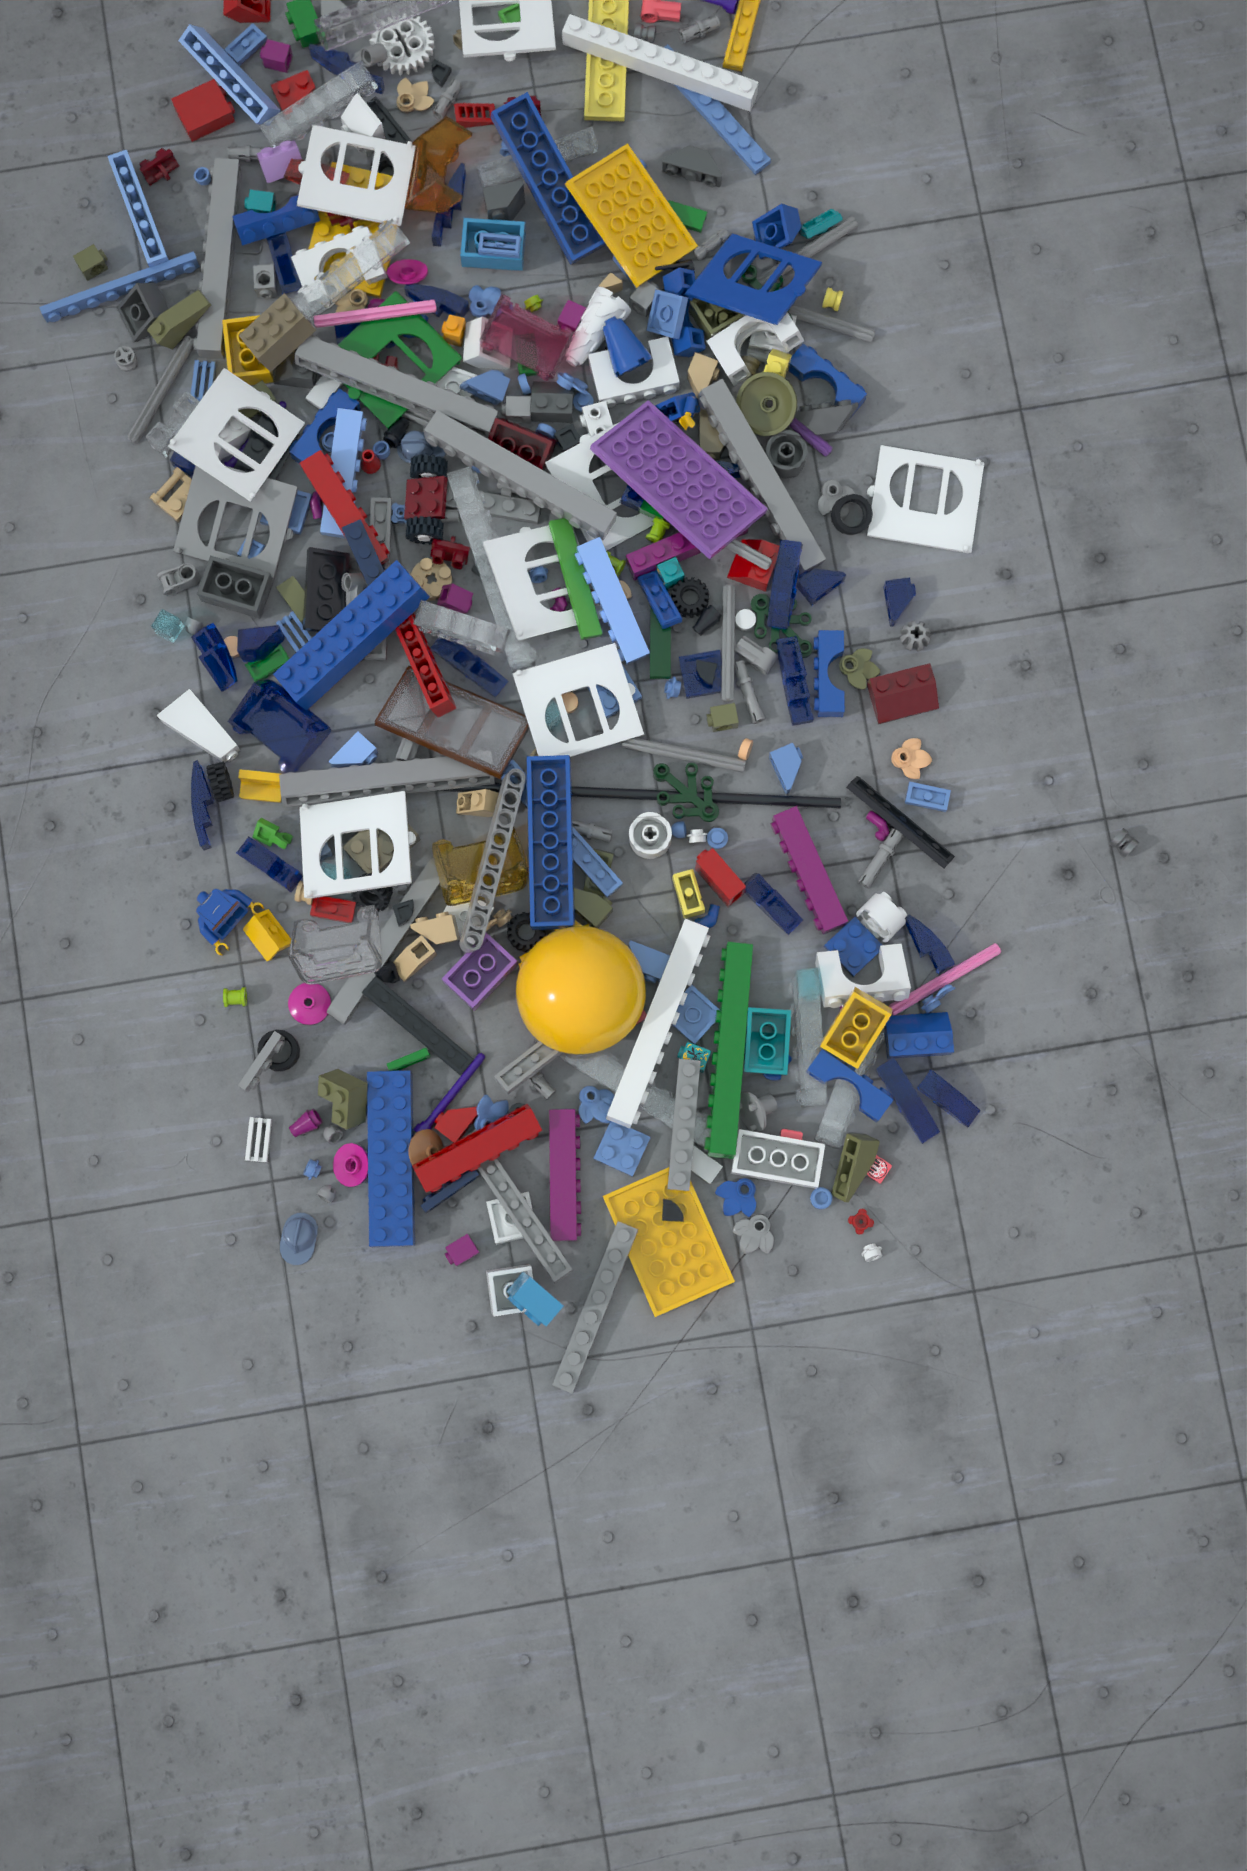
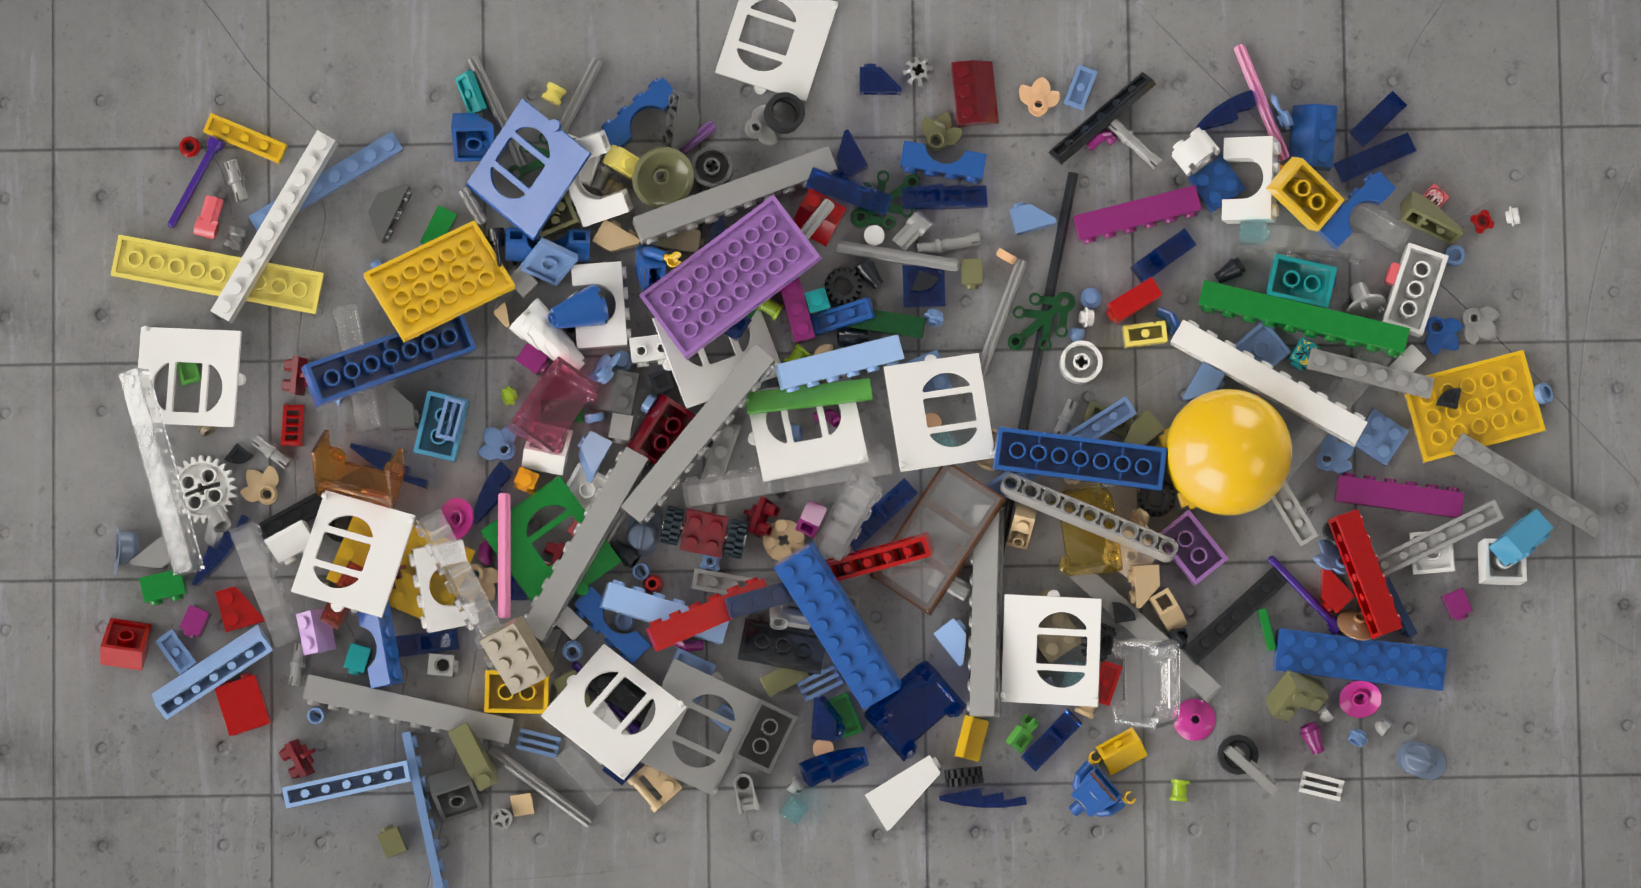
camera: 80 degrees left, 5 degrees up
(142, 375) = (522, 804): none -> tan slope
(292, 395) = (572, 656): none -> medium blue plate
(640, 610) = (850, 337): none -> black cone
(692, 1309) = (1543, 393): none -> medium blue tile
(769, 974) = (1230, 270): none -> black cone

